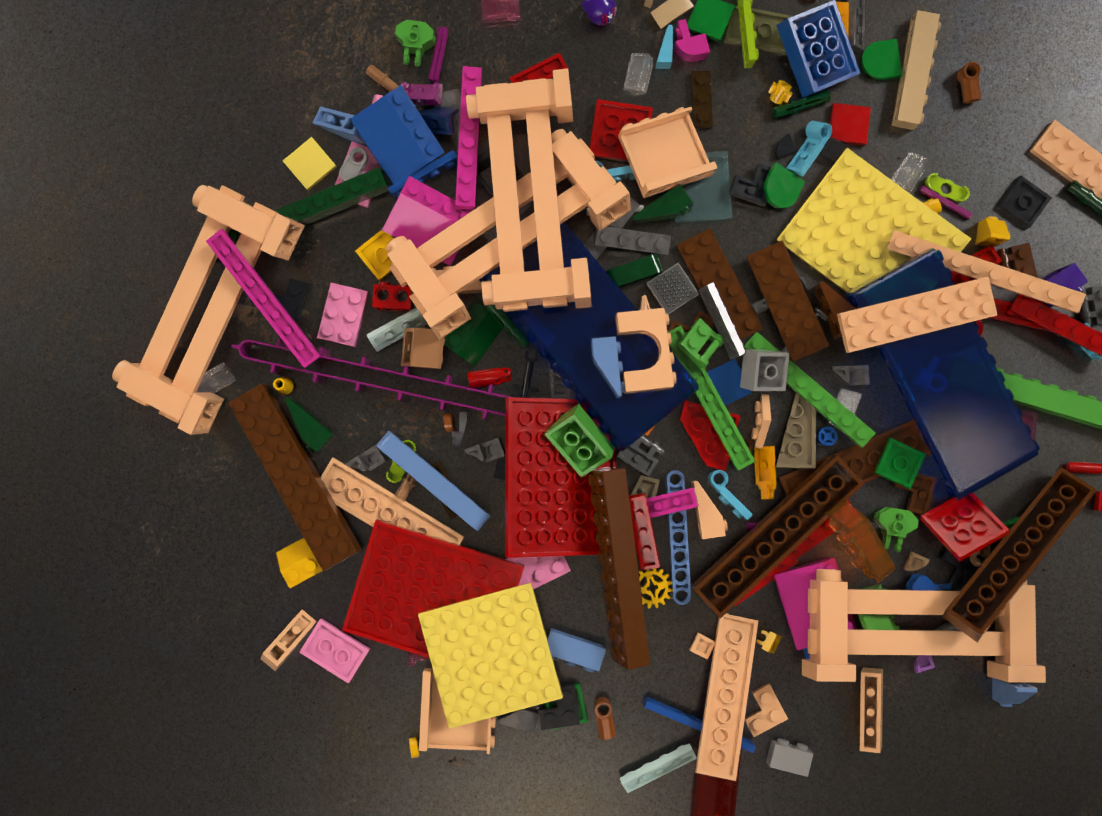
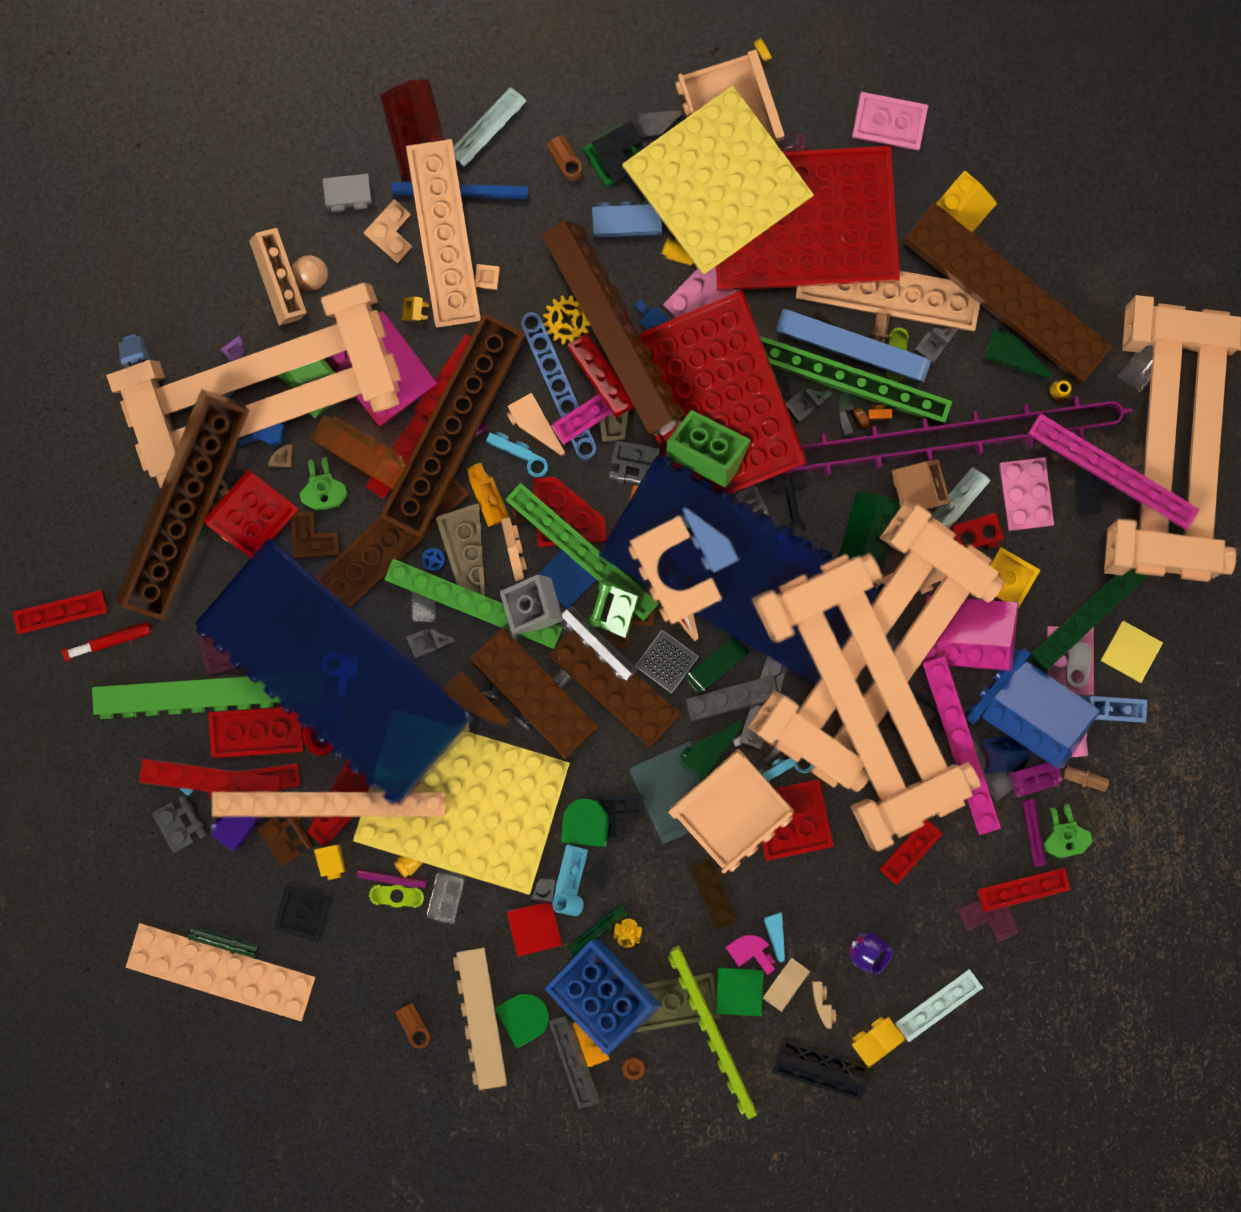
camera: 160 degrees right, 0 degrees up
(288, 640) = (945, 113): light nougat slope -> none
(432, 420) = (879, 413): none -> orange plate
(441, 451) = (856, 382): none -> bright green brick
(463, 11) = (1023, 889): none -> red plate
(485, 377) = (836, 484): red piece -> none
(508, 324) = (833, 547): dark green pin -> none
(546, 609) = (675, 252): none -> yellow cone
(582, 562) = (651, 318): none -> blue plate
(638, 73) = (797, 898): clear slope -> none
(842, 702) = (309, 273): none -> light nougat piece
(899, 463) = (342, 559): green tile -> none
(917, 314) = (392, 720): light nougat plate -> none
(1019, 353) = (254, 732): none -> red plate

